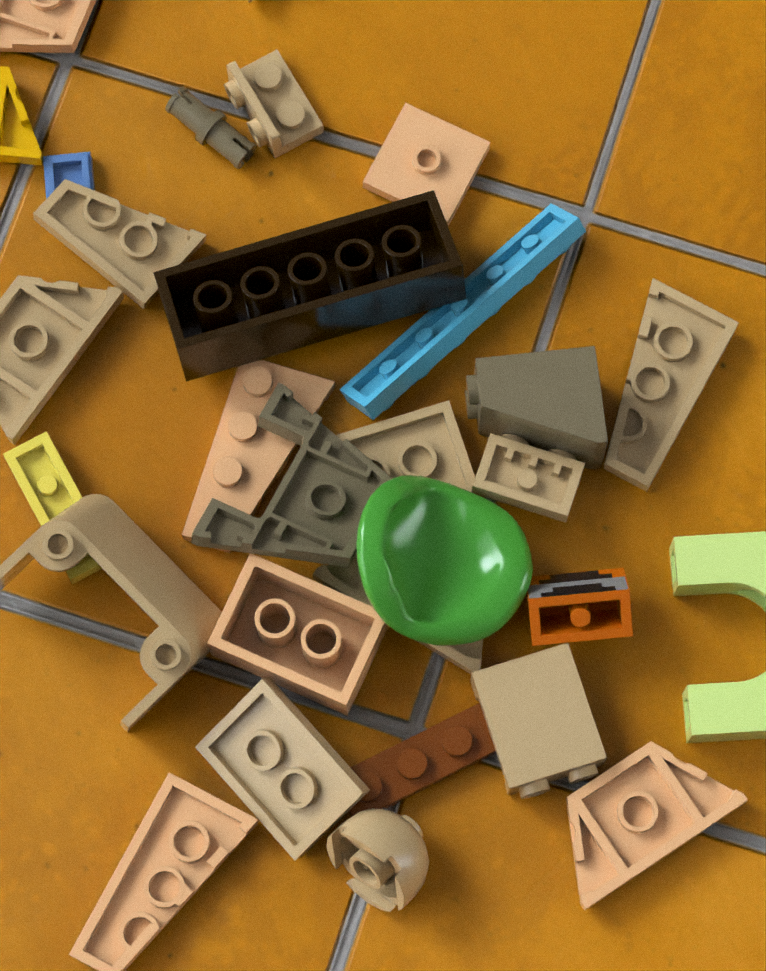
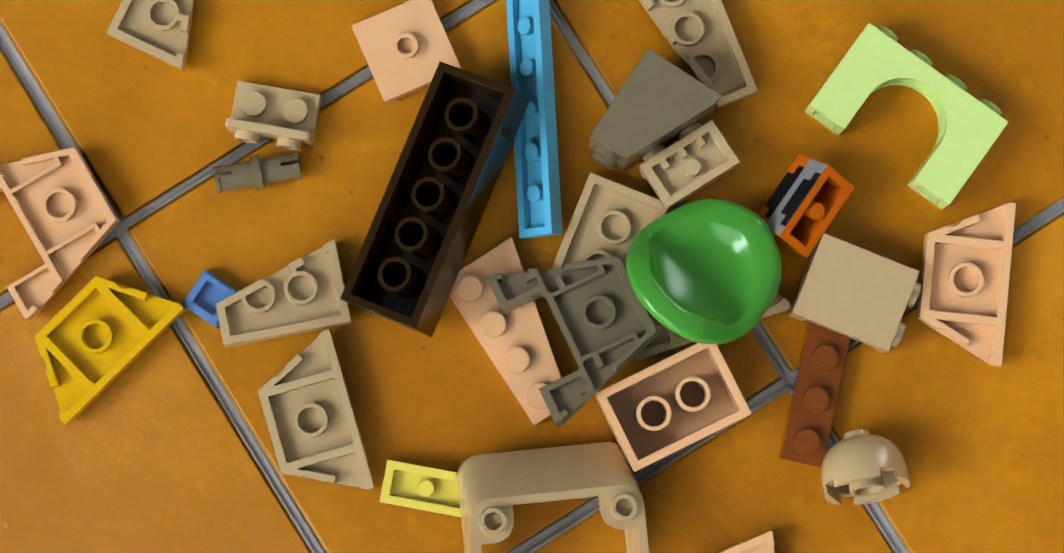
camera: 50 degrees left, 10 degrees up
(282, 768) = (751, 487): tan plate -> none

